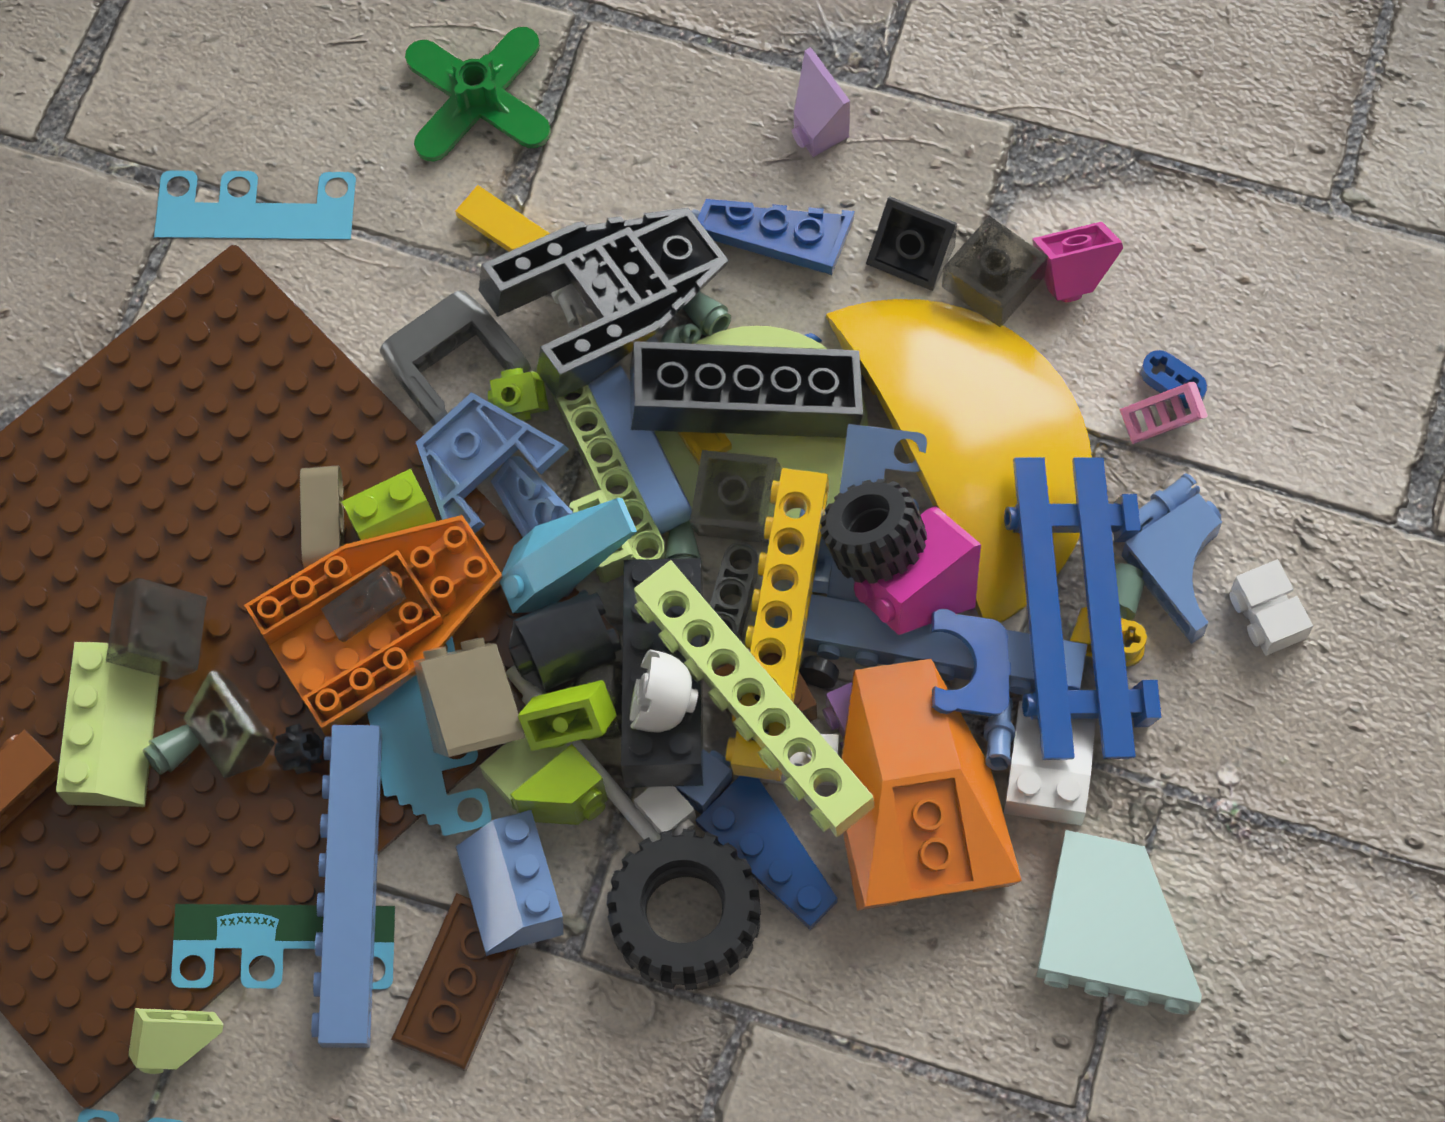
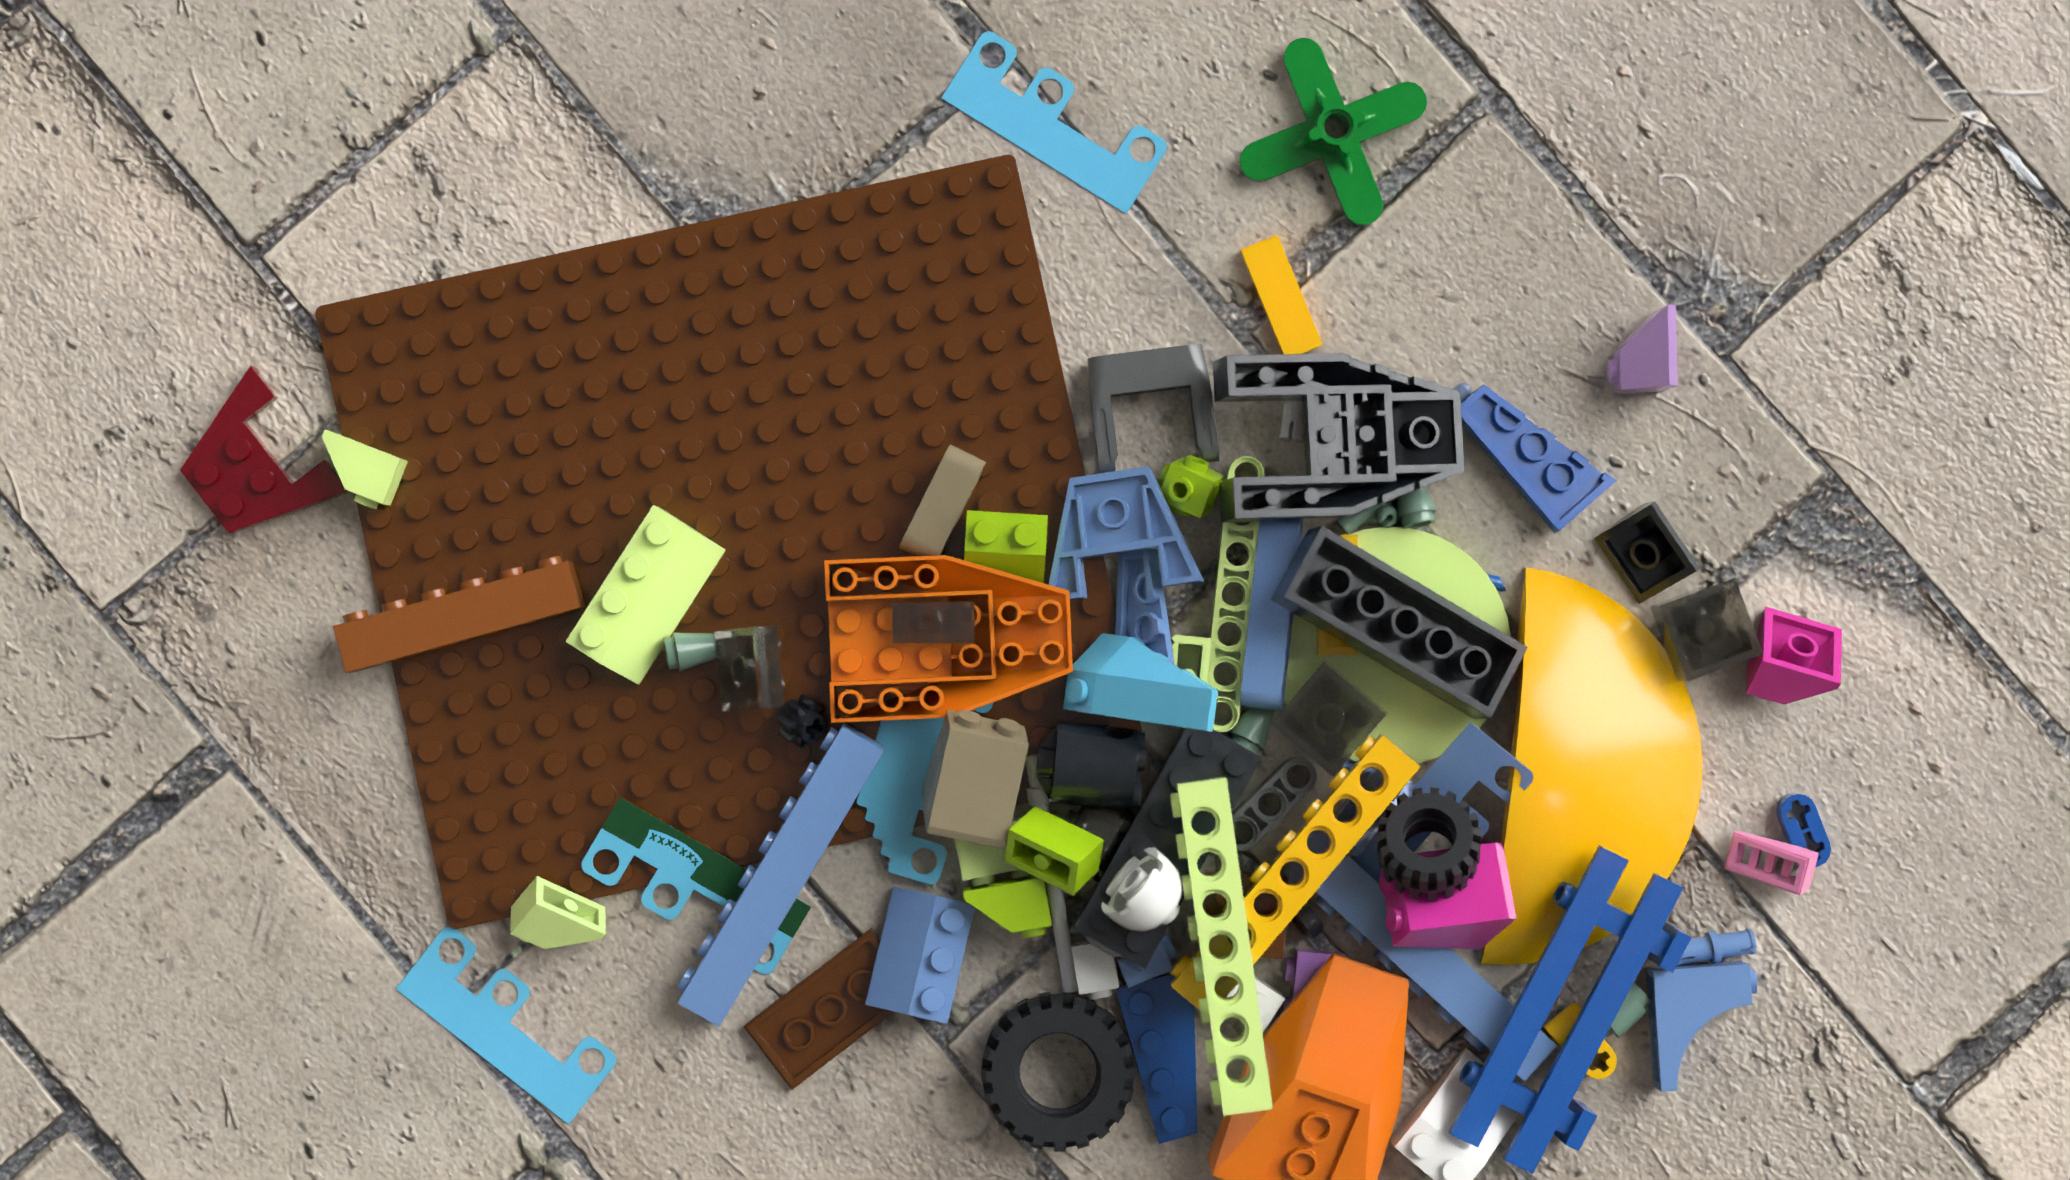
camera: 20 degrees right, 20 degrees up
(156, 629) = (733, 535): clear smoke brick -> none
(988, 645) = (1466, 1000): piece -> none
(999, 734) = (1429, 1074): medium blue pin -> none
(1273, 617) = (1742, 1123): white piece -> none

